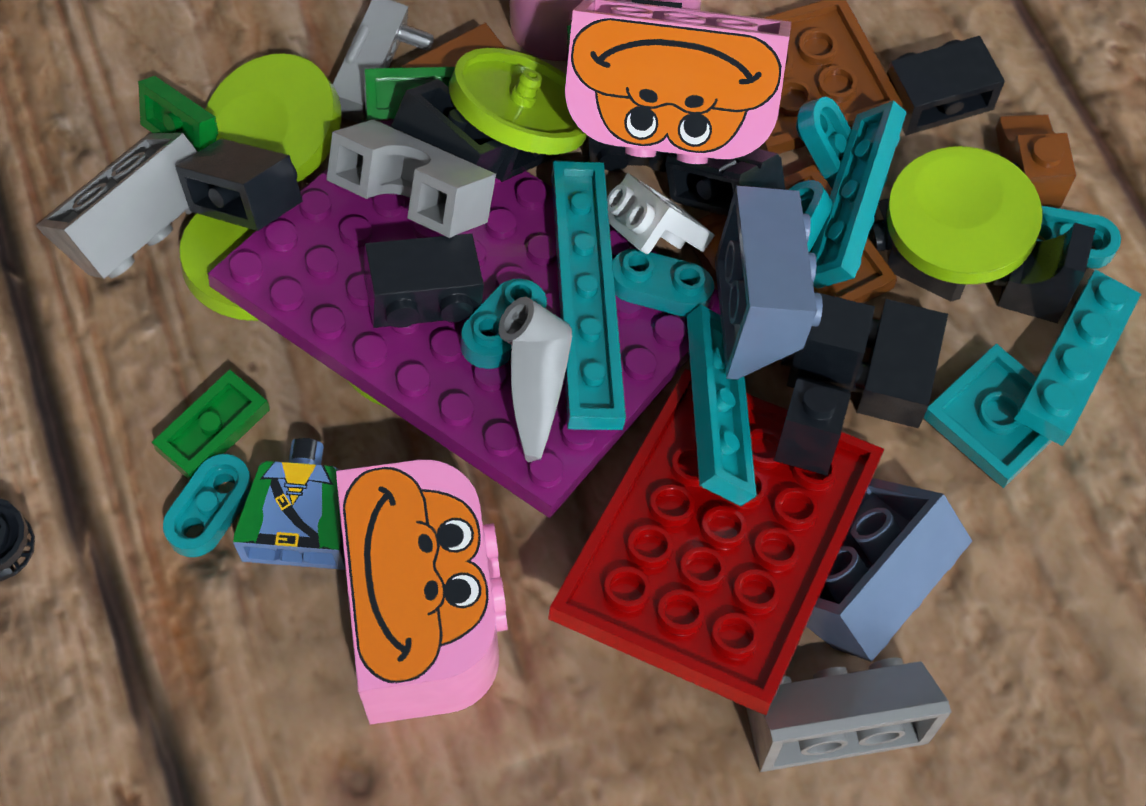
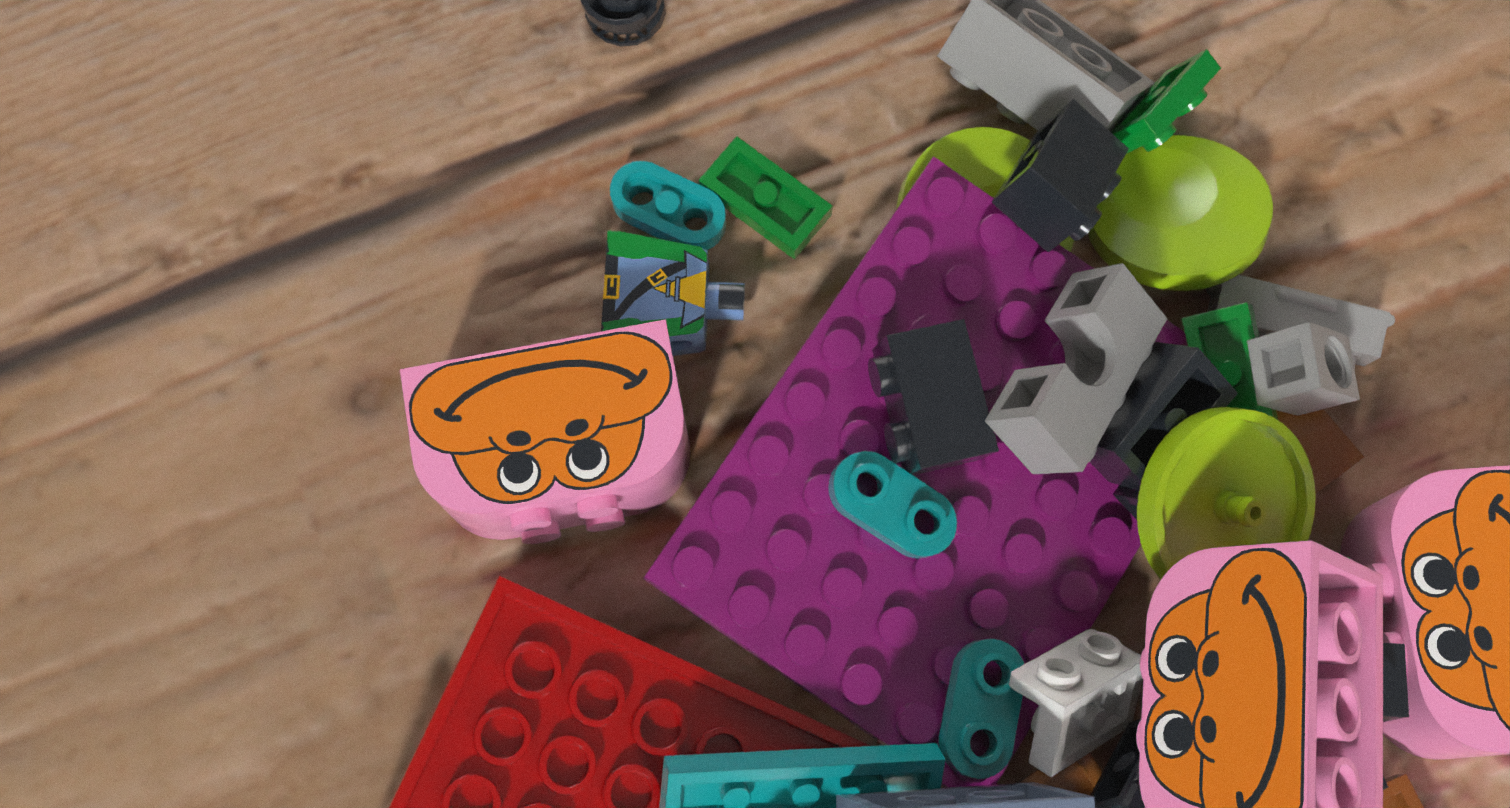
camera: 90 degrees right, 10 degrees up
(422, 39) = (1303, 369): none -> light grey brick
(537, 369) = (820, 543): light grey piece -> none
(587, 297) = (945, 607): teal plate -> none

